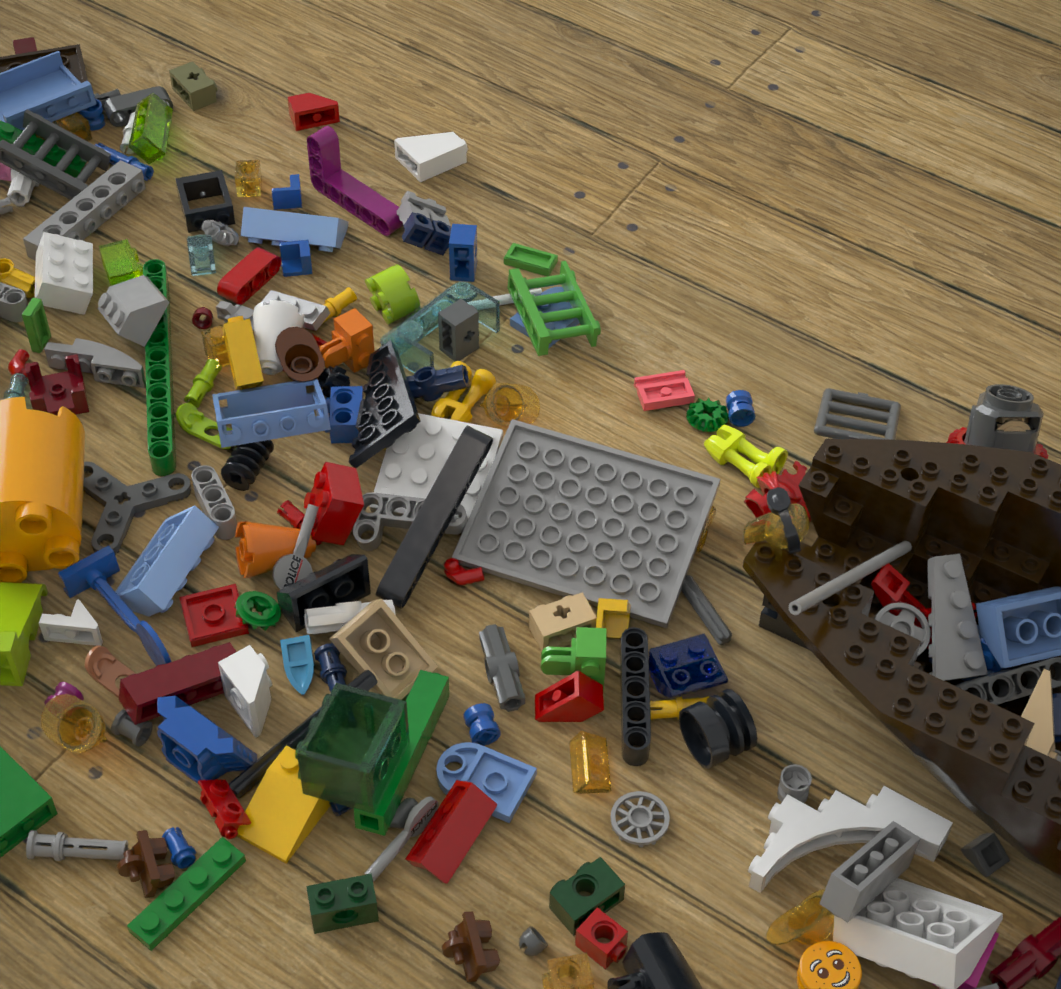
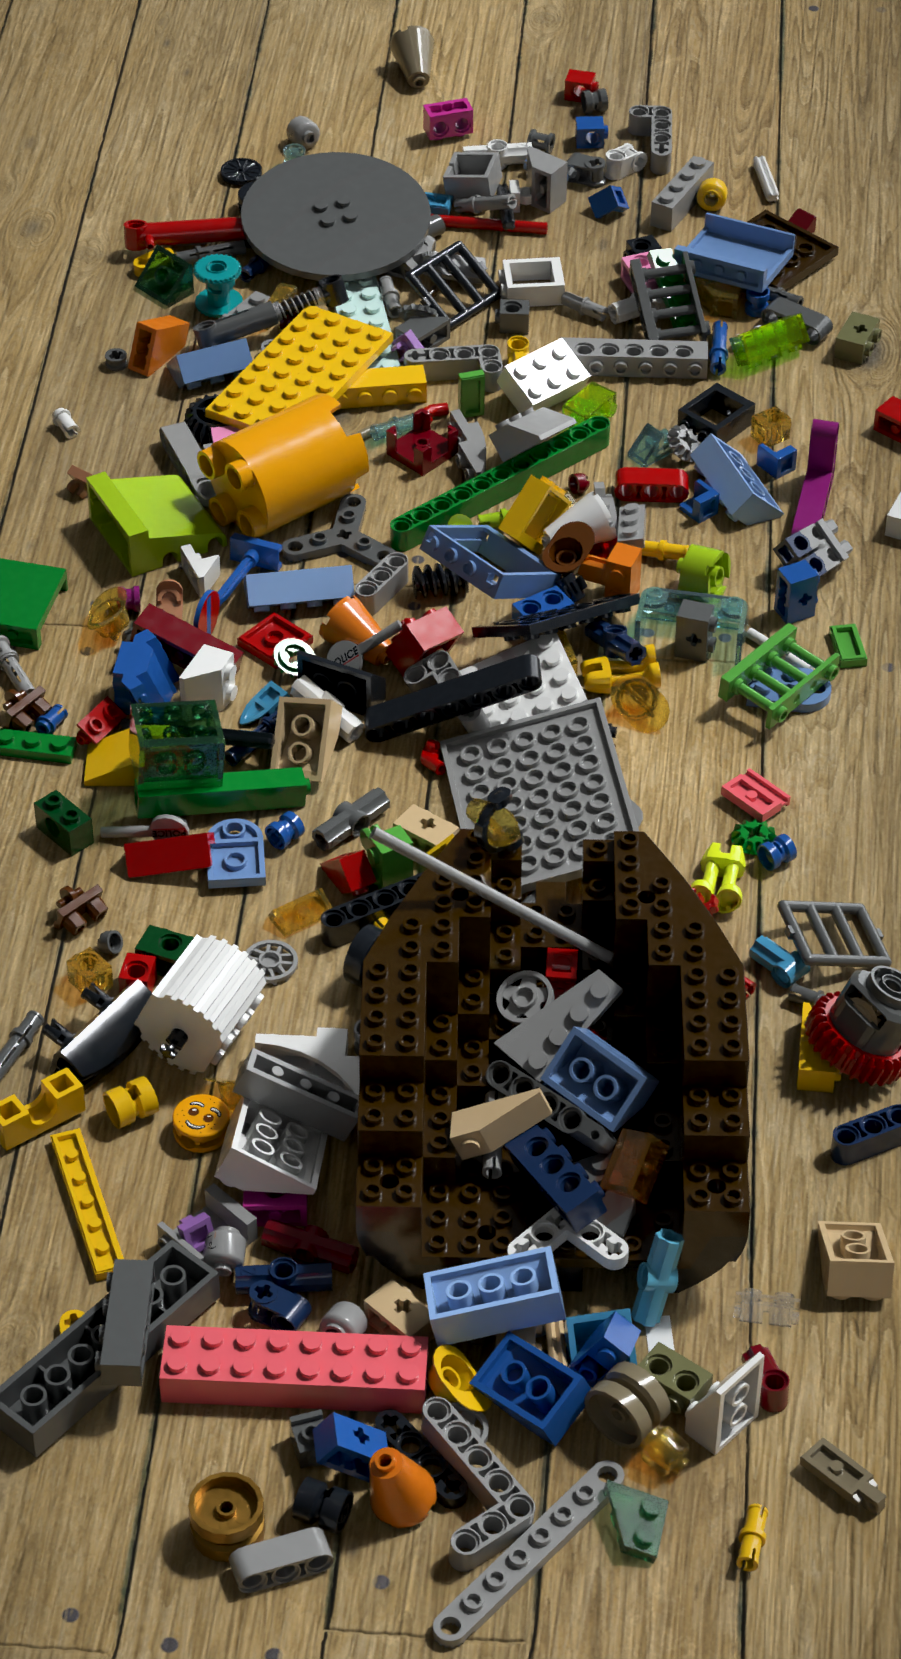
camera: 60 degrees right, 5 degrees down
(711, 895) = (202, 1004): none -> white piece

